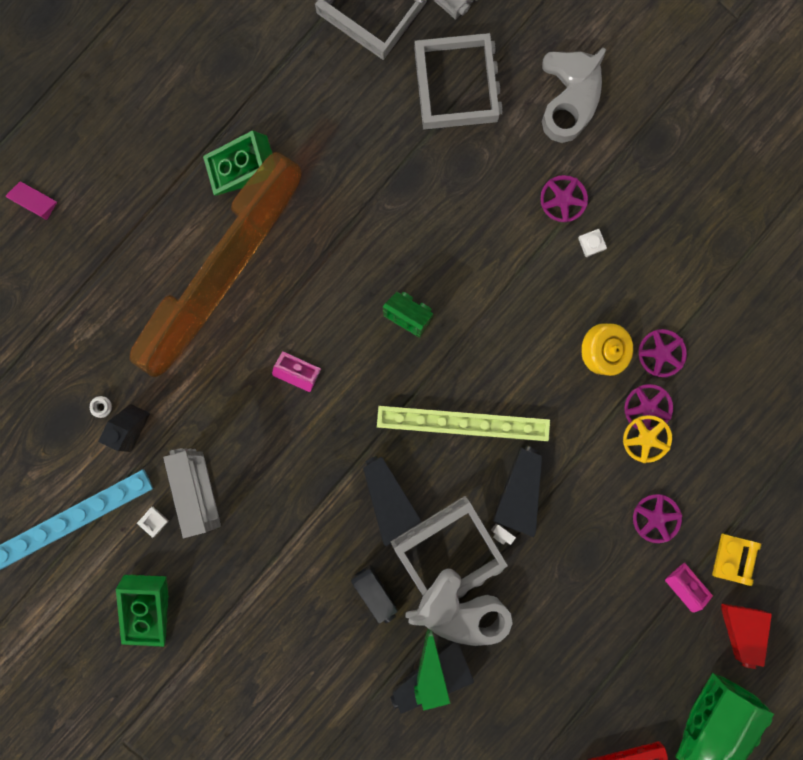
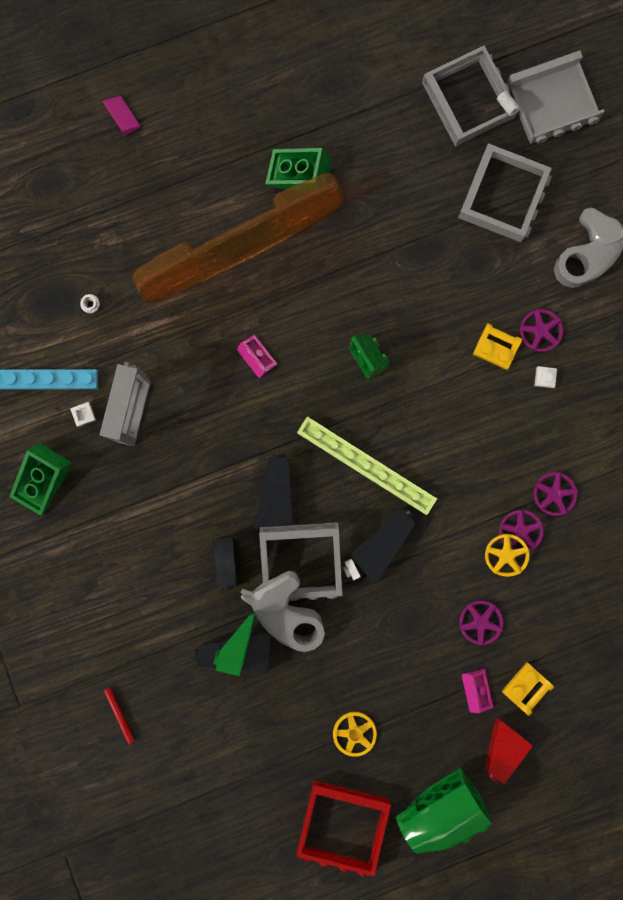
camera: 30 degrees right, 0 degrees up
(124, 429) = (99, 329): black slope -> none
(529, 244) = (495, 352): none -> yellow plate
(591, 695) = (354, 734): none -> yellow wheel
(607, 349) = (512, 467): yellow wheel -> none

